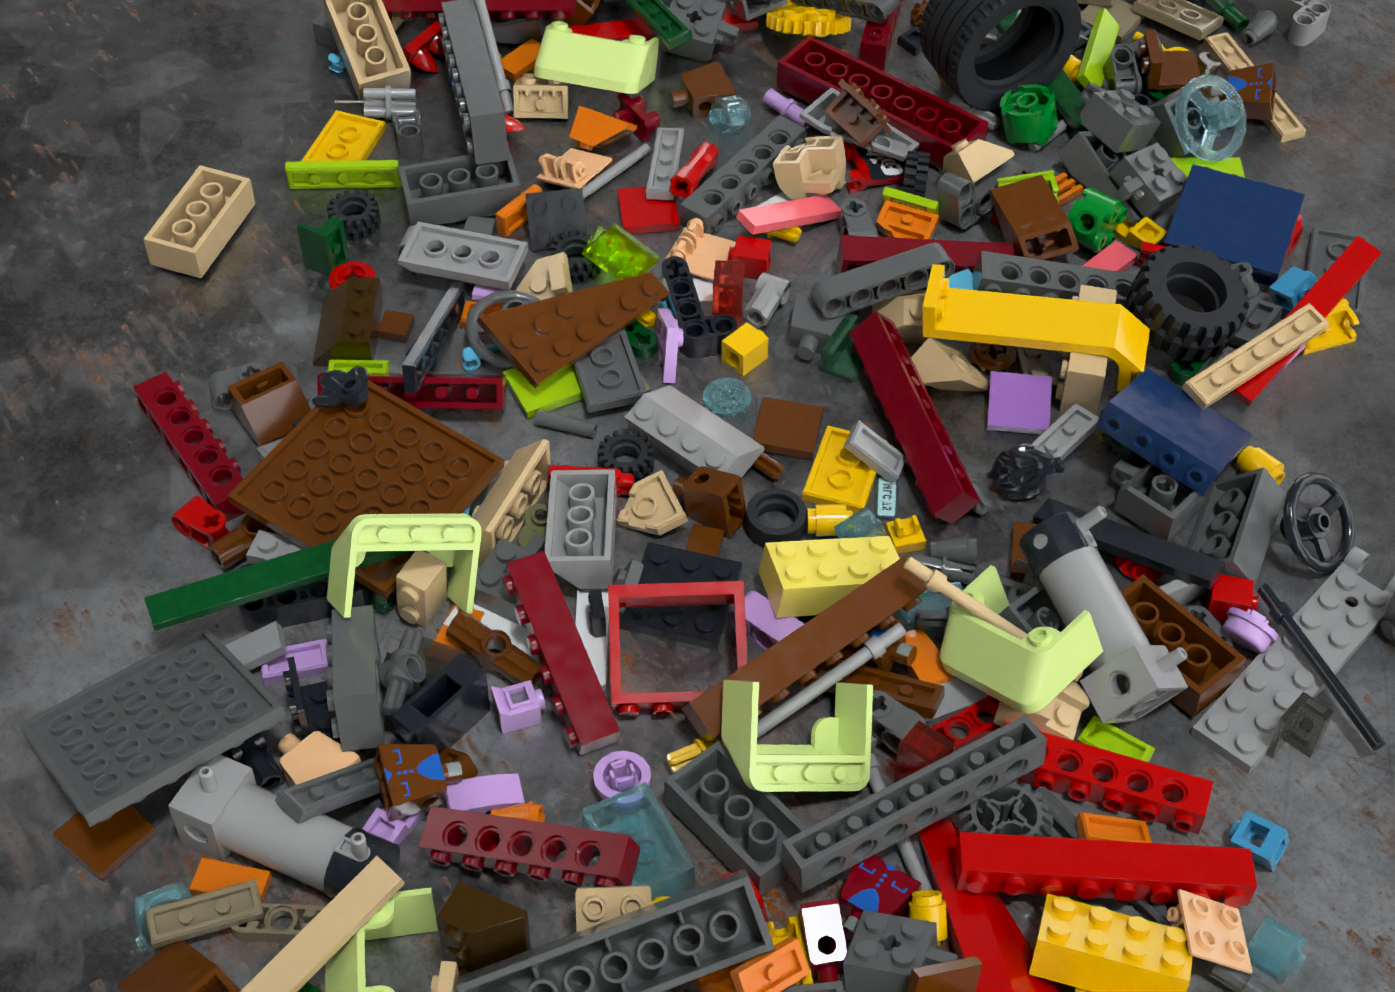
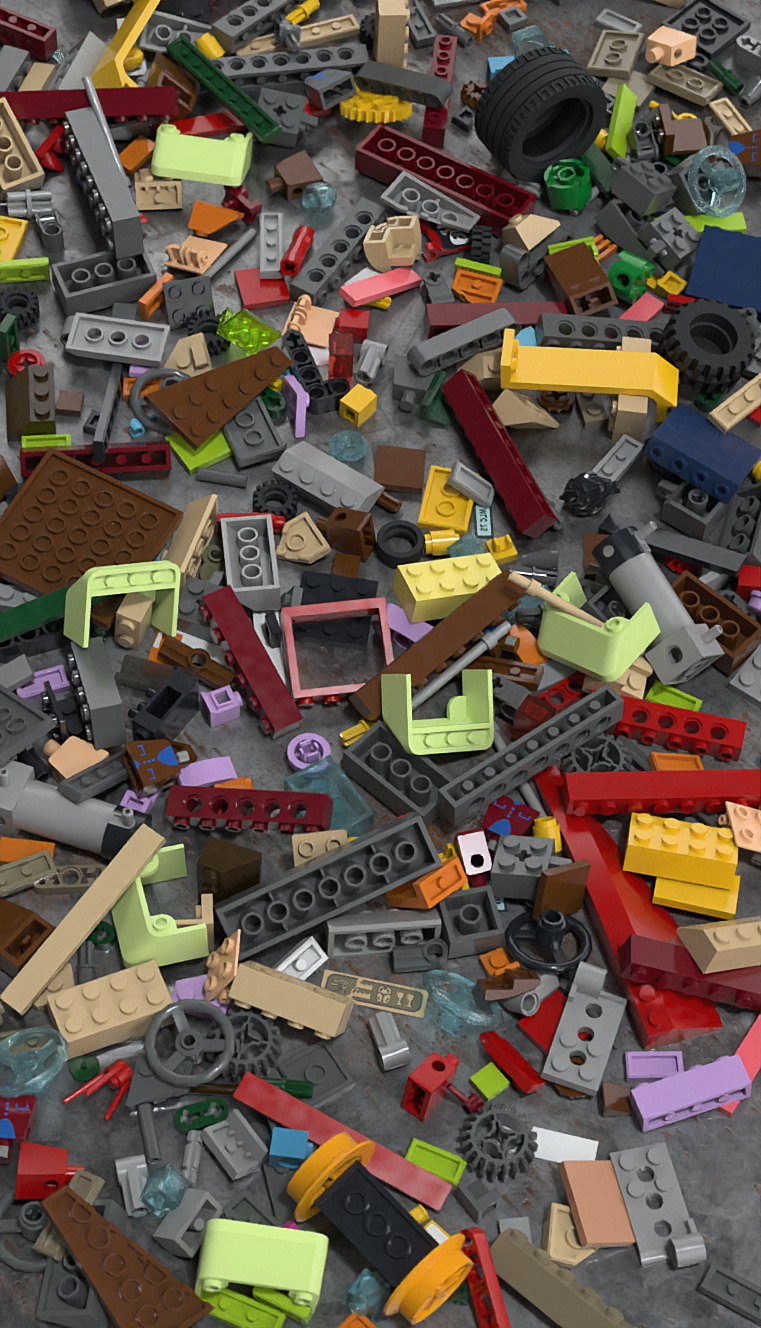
camera: 10 degrees left, 5 degrees up
(343, 387) = (47, 463): black plate -> none
(402, 671) = (132, 685): dark grey axle -> none
(786, 107) = (367, 189): lavender pin -> none
(857, 114) = (428, 196): reddish brown bracket -> none
(1019, 403) = (580, 436): medium lavender tile -> none

